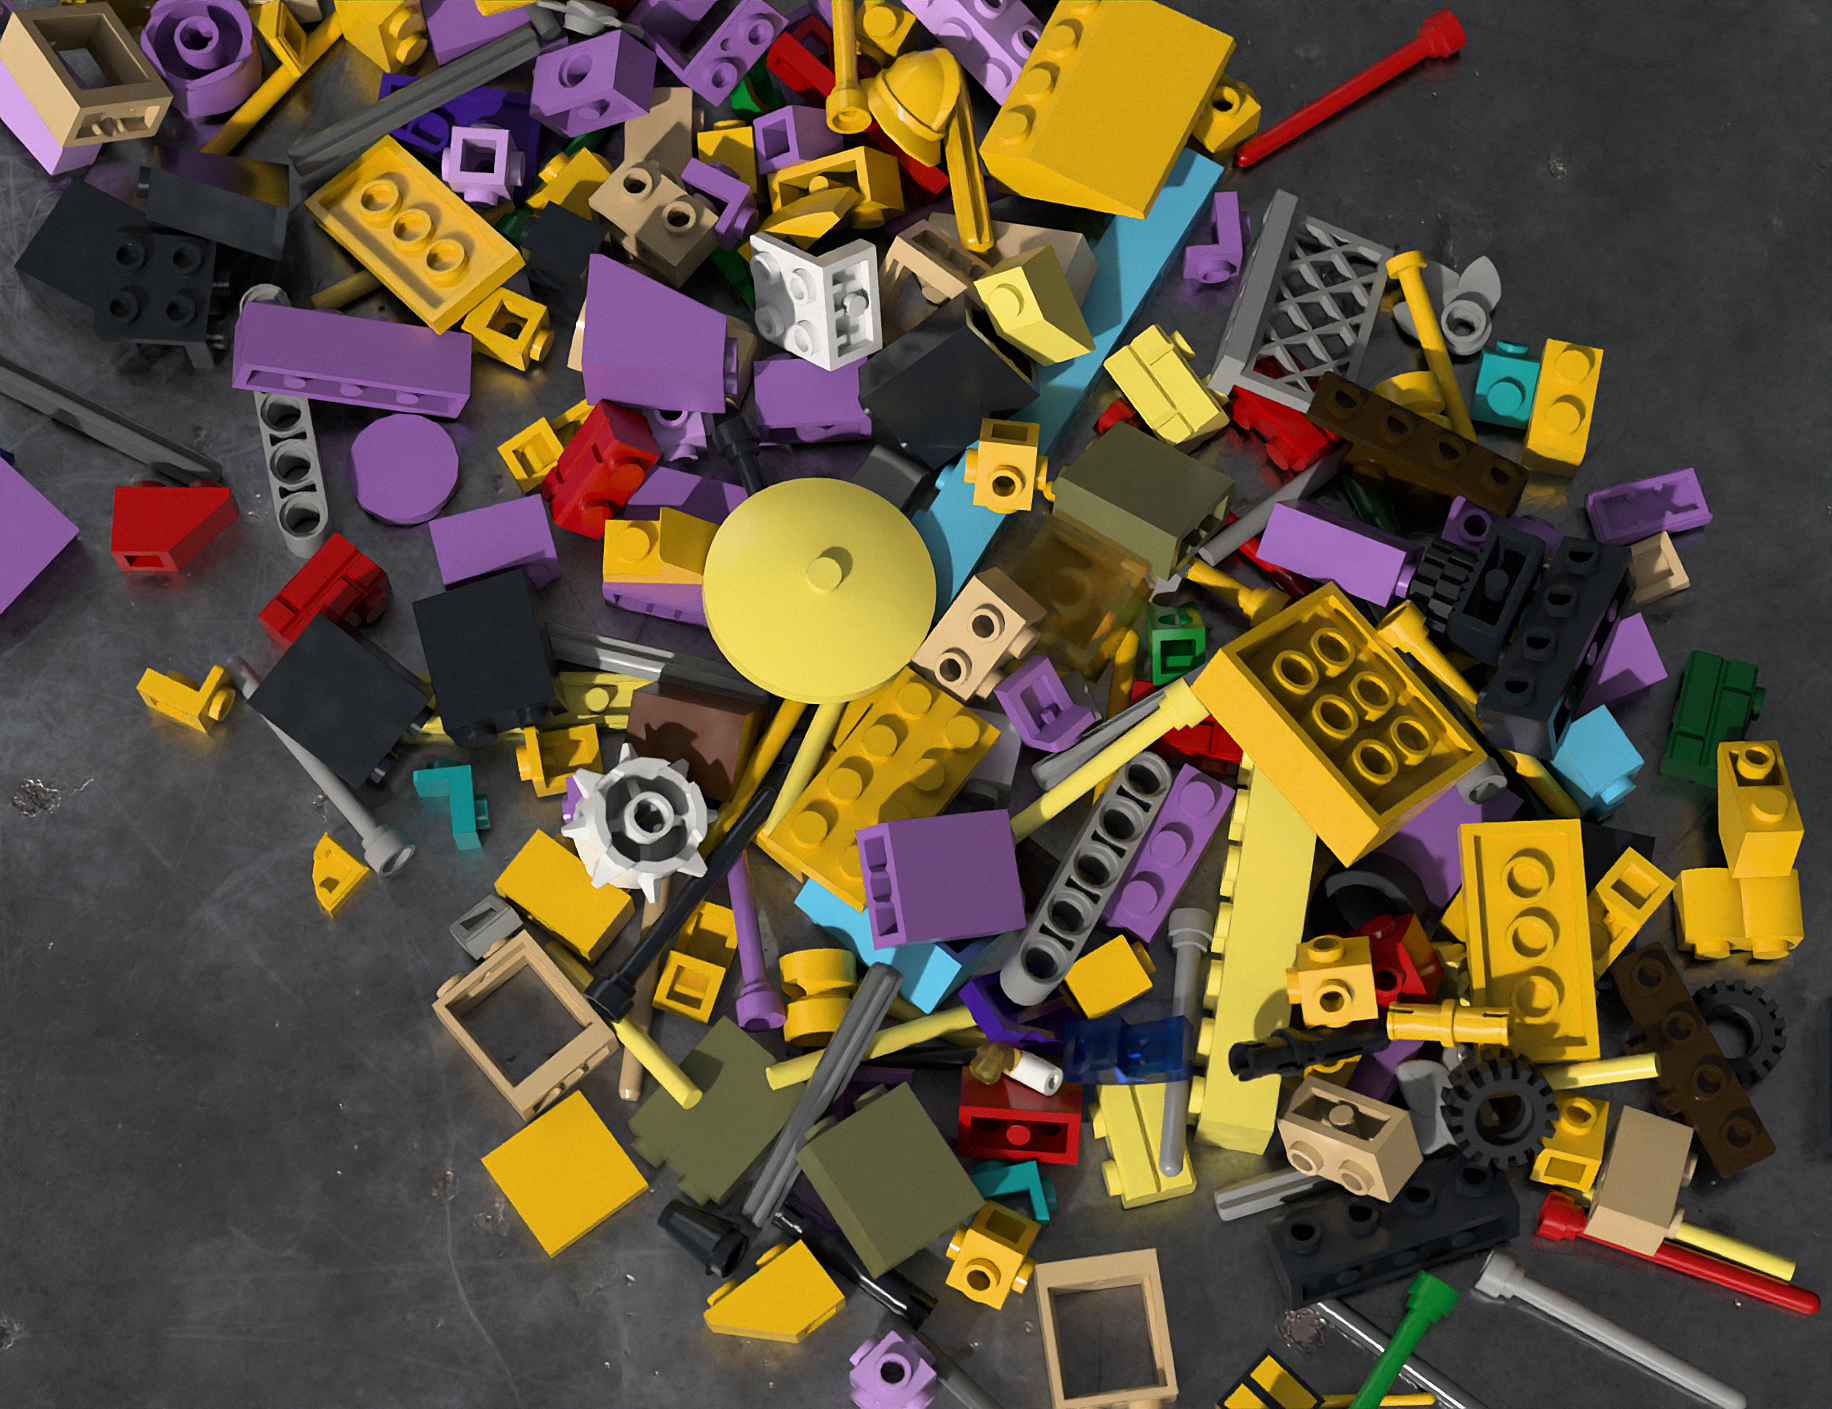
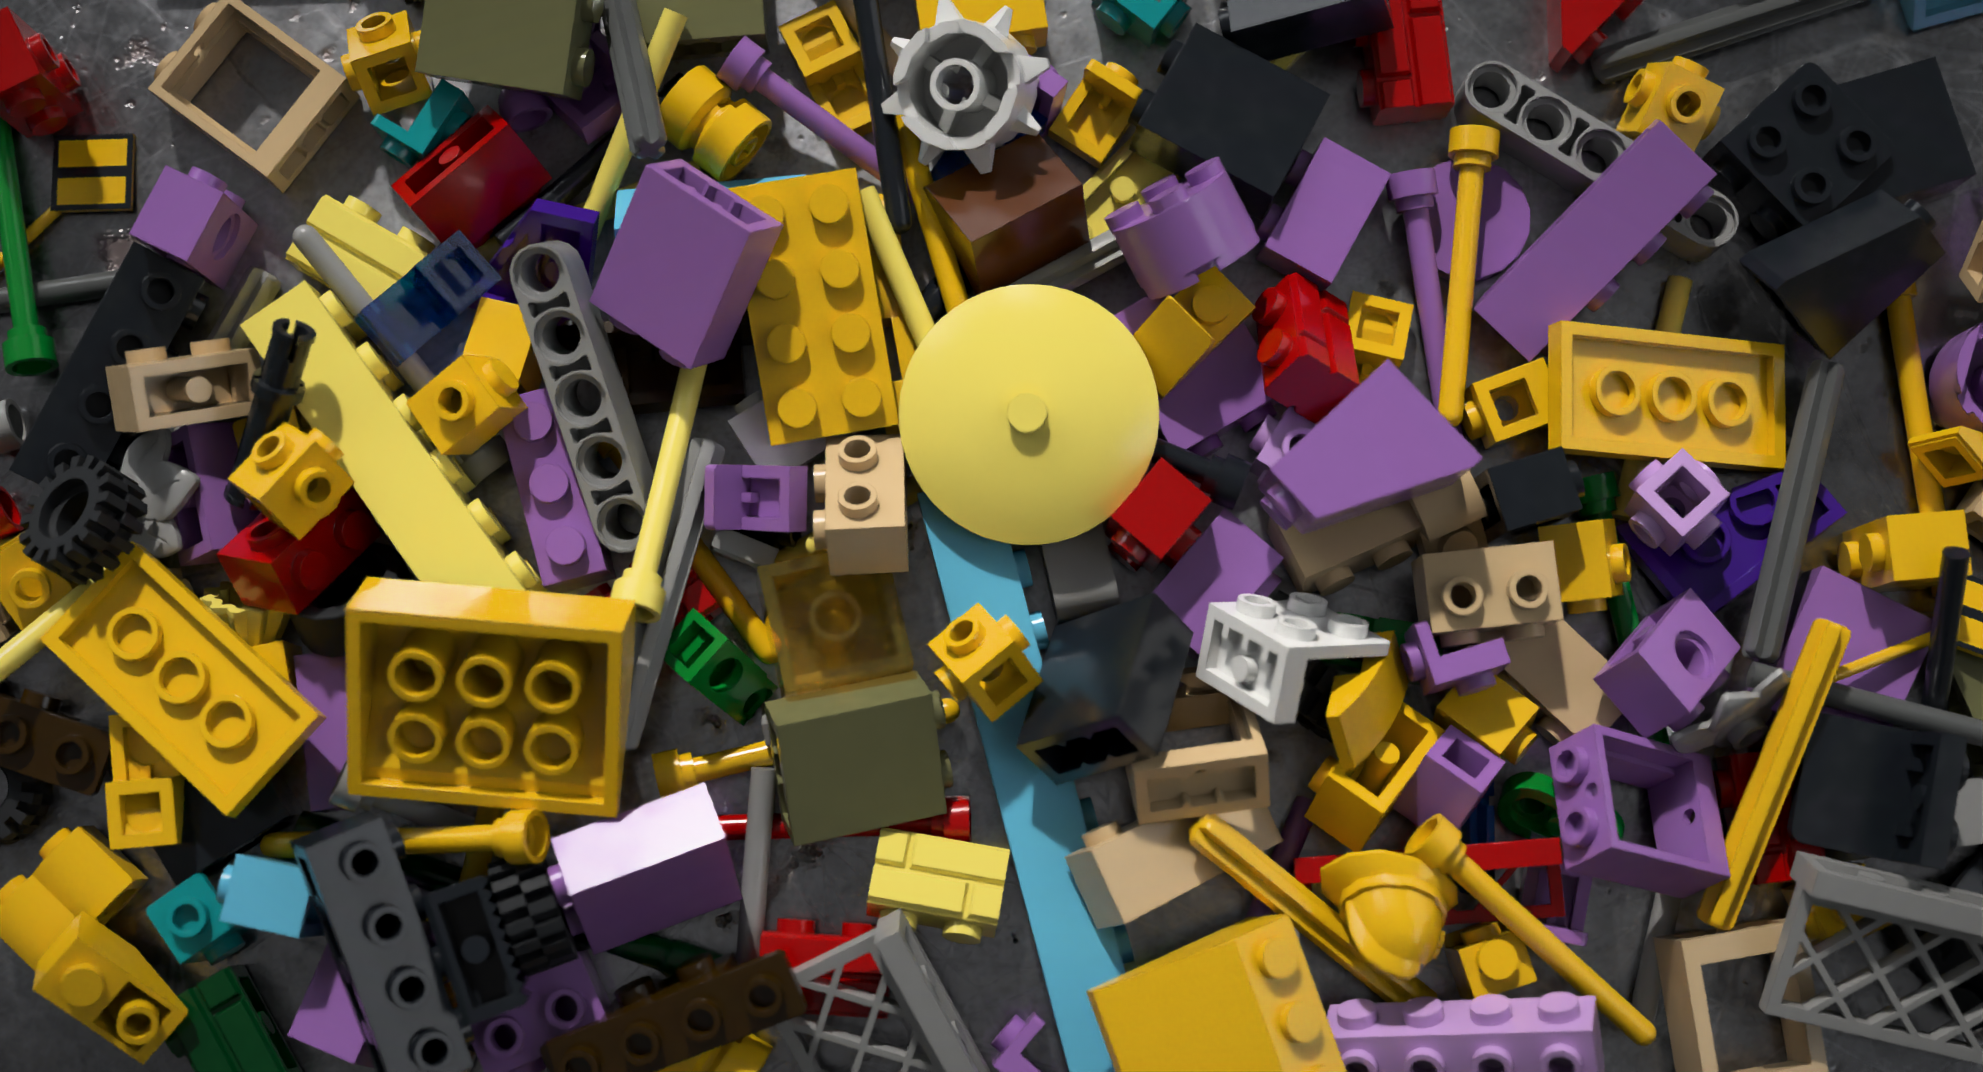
camera: 130 degrees right, 10 degrees up
(203, 402) = (1676, 96): none -> yellow brick
(358, 493) = (1473, 152): none -> yellow piece
(428, 502) = (1413, 196): none -> medium lavender piece
(600, 601) = (1183, 229): none -> medium lavender brick
(806, 448) = (1157, 520): none -> red brick
(1016, 1063) = (504, 209): arm -> none
(1035, 307) = (1100, 814): light yellow slope -> none
(1171, 940) = (467, 404): none -> yellow brick
(1236, 1261) = (195, 224): none -> medium lavender brick
(1451, 1023) = (177, 545): yellow pin -> none
(1661, 804) = (191, 923): none -> teal bracket

